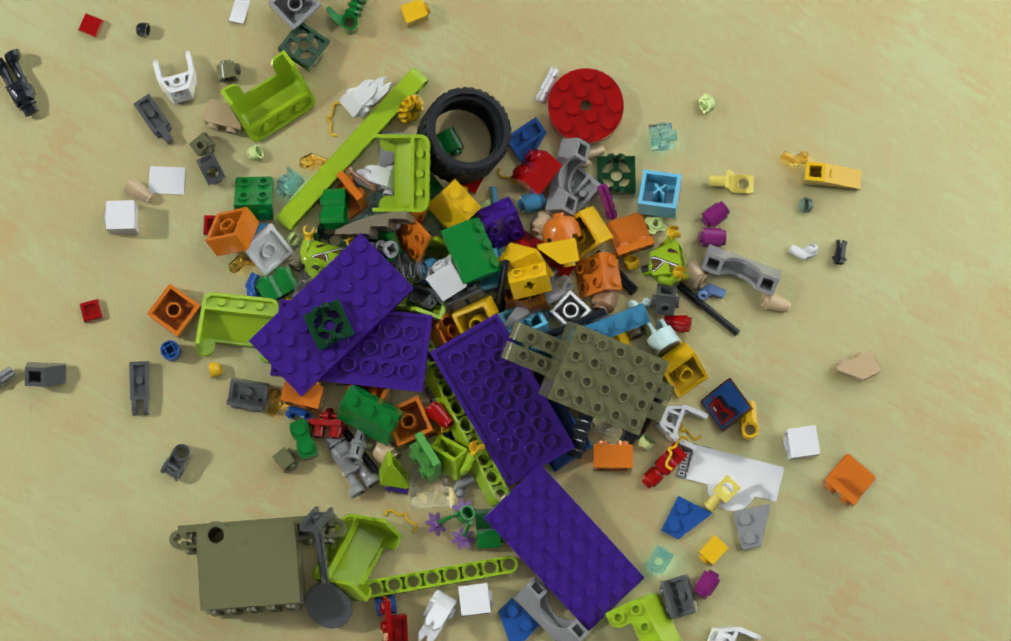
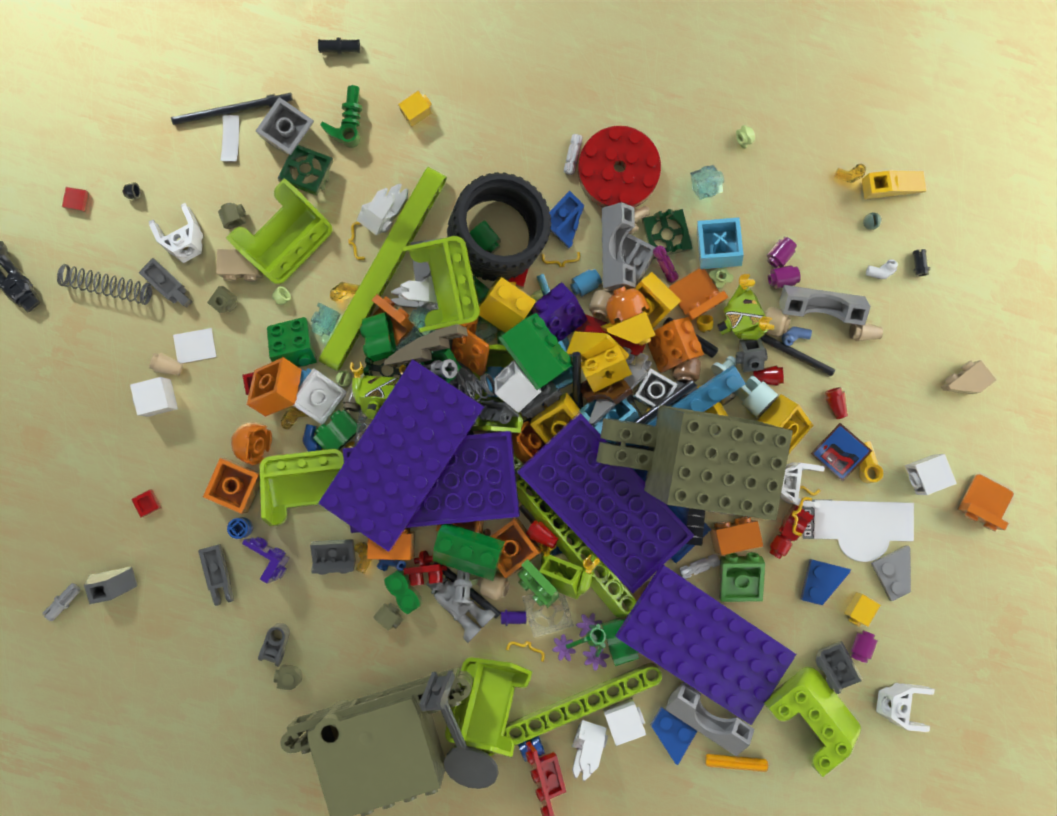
camera: 15 degrees left, 5 degrees up
(67, 89) = (68, 279): none -> dark grey piece
(182, 493) = (287, 677): none -> olive plate
(195, 392) = (278, 560): none -> dark purple bracket
(198, 276) = (251, 442): none -> orange cylinder
(207, 162) = (233, 316): dark grey brick -> none
(215, 369) = (291, 536): yellow hinge -> none
(335, 337) = (379, 467): dark green piece -> none
(350, 170) = (386, 292): medium nougat hinge -> none
(392, 473) = (507, 607): lime slope -> none
(408, 104) = (431, 206): yellow gear -> none
(461, 484) = (579, 604): light grey arm -> none
(536, 171) = (584, 248): red brick -> none
(576, 479) = (699, 566): none -> white axle
(610, 497) = (741, 577): none -> bright green plate
(665, 555) = (803, 627): clear light blue brick -> none
(722, 493) = (859, 548): light yellow bracket -> none
(731, 182) = (790, 214): light yellow bracket -> none
(734, 360) = (837, 402): none -> red cone

